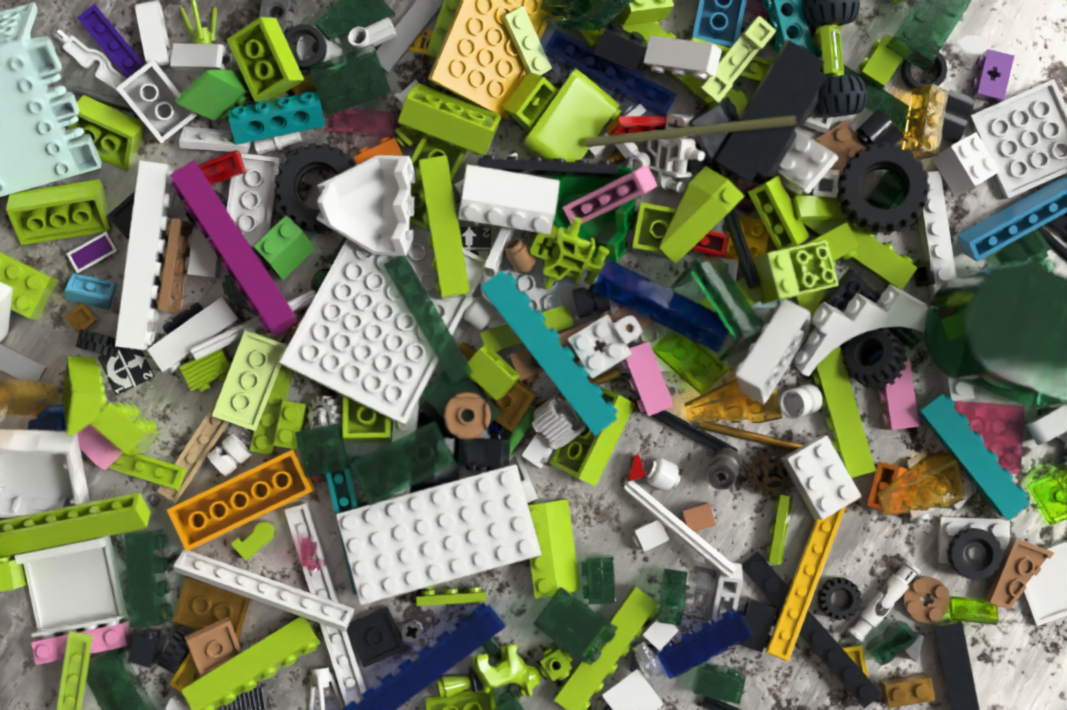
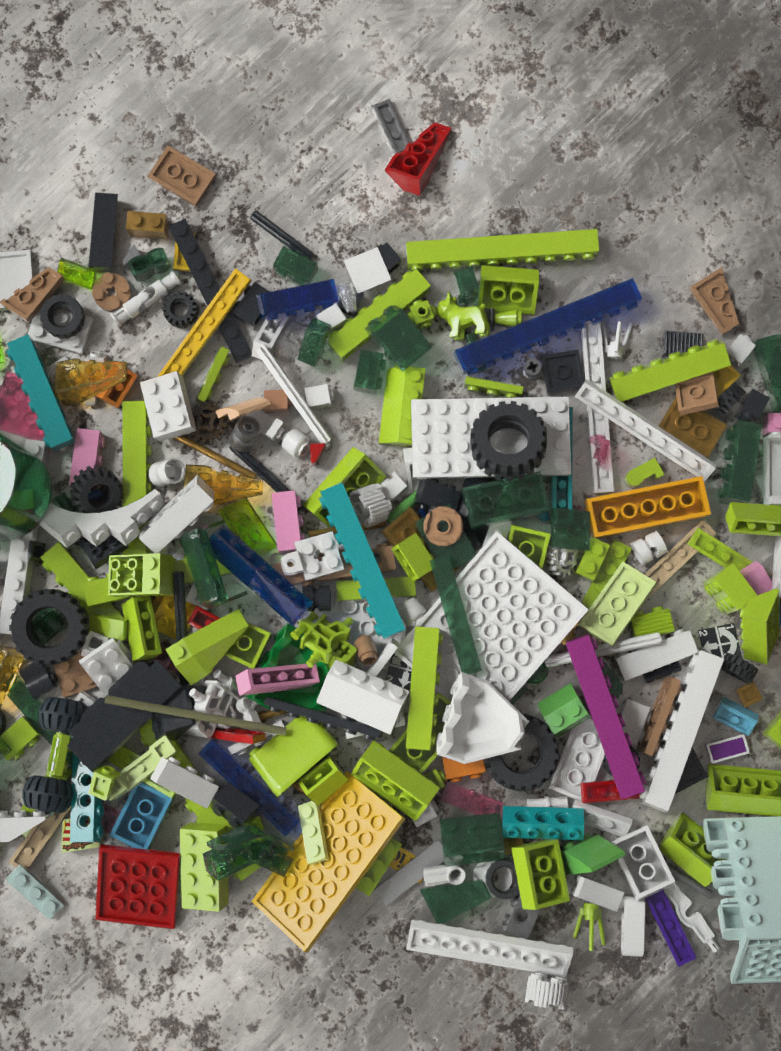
camera: 165 degrees left, 5 degrees down
(415, 560) = (512, 417): none -> black tyre
(698, 486) = (269, 426): none -> white bracket
(733, 497) = (243, 408): none -> light nougat slope
(772, 32) = (103, 782): none -> lime bracket

